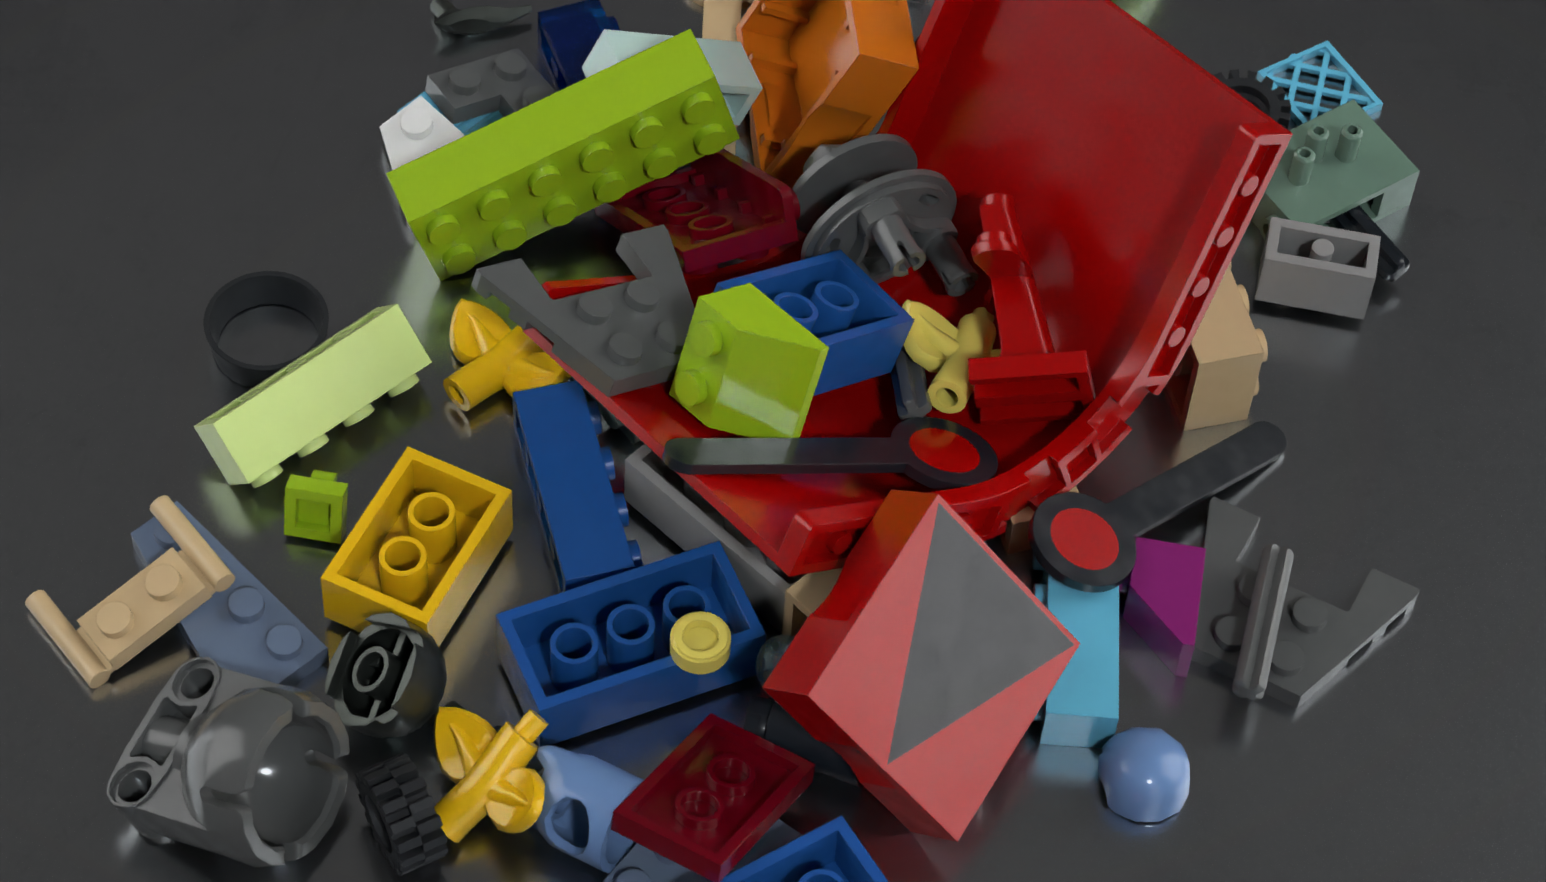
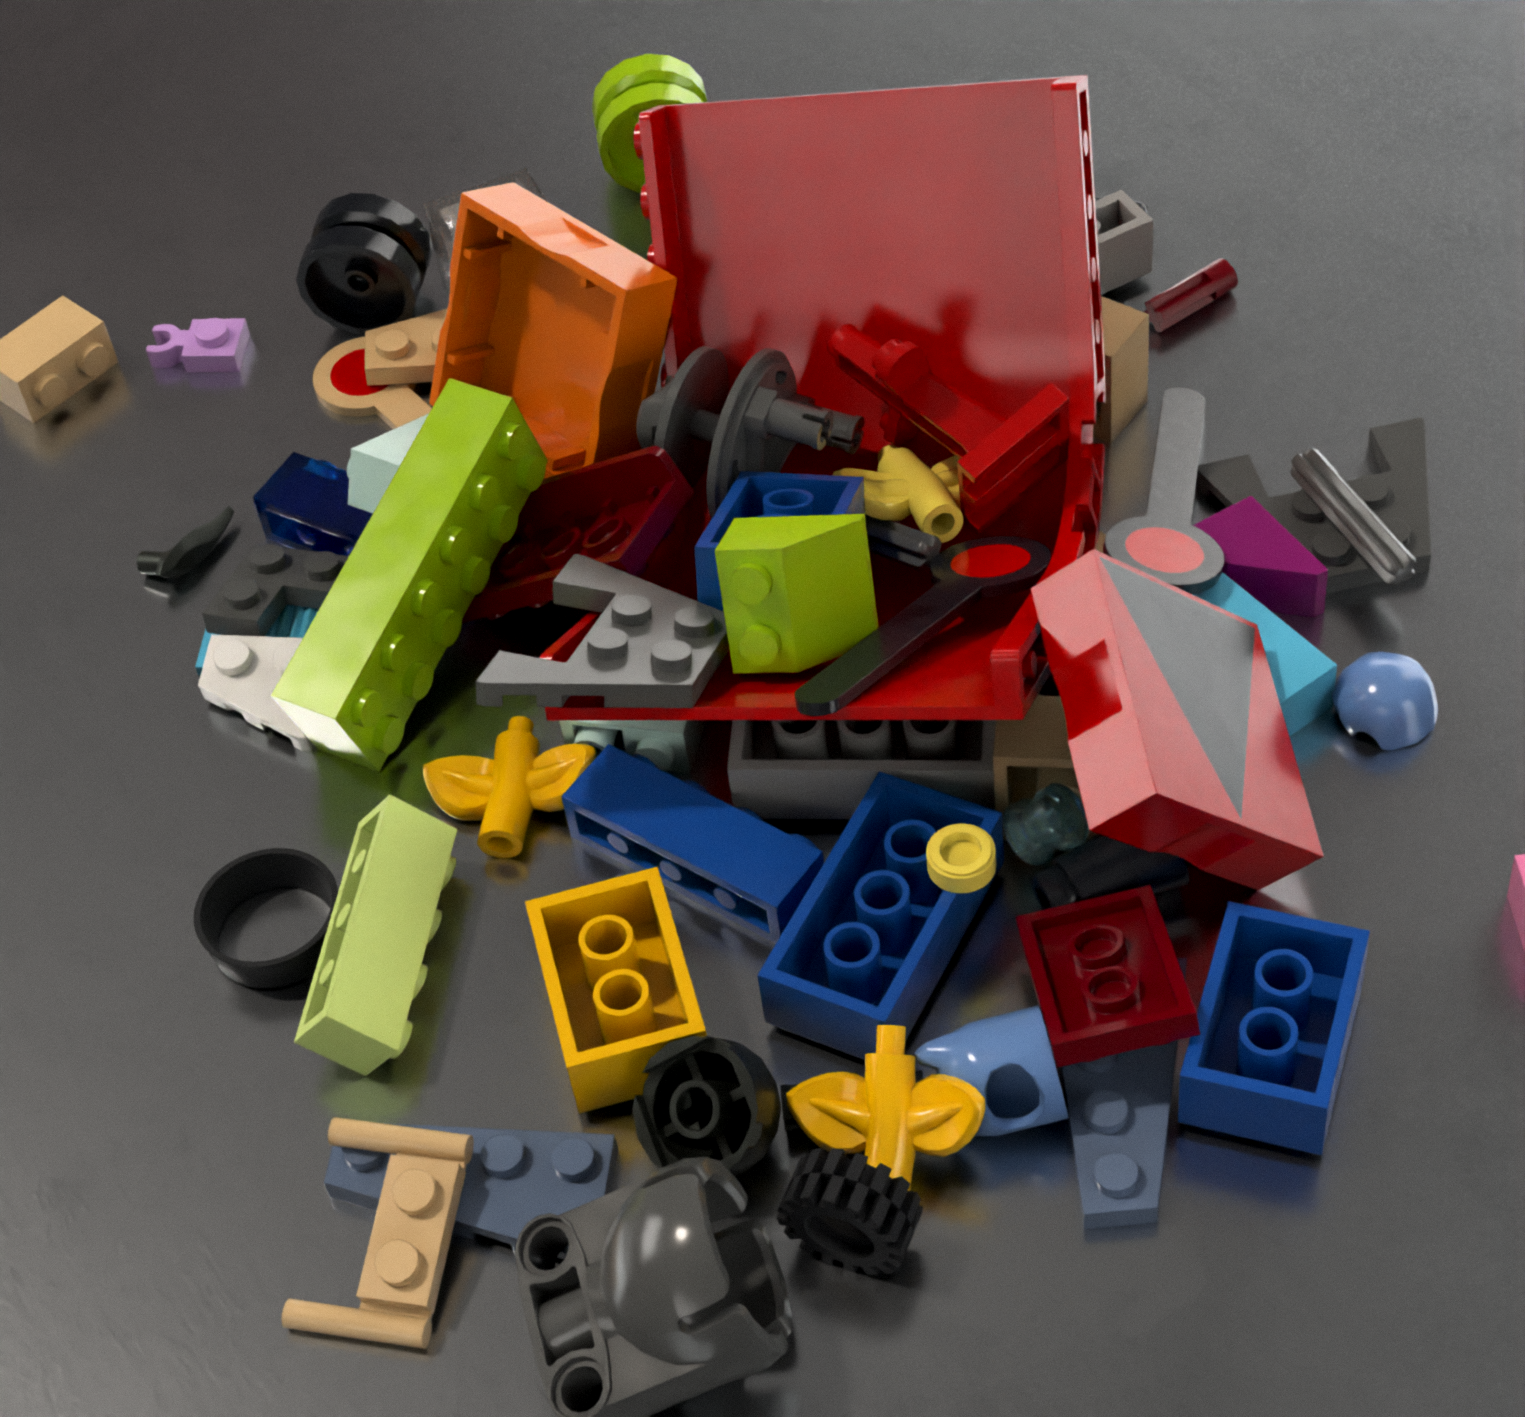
camera: 30 degrees left, 5 degrees down
(316, 507) = (478, 1025): lime tile -> none
(1367, 360) = (1191, 294): none -> dark red piece

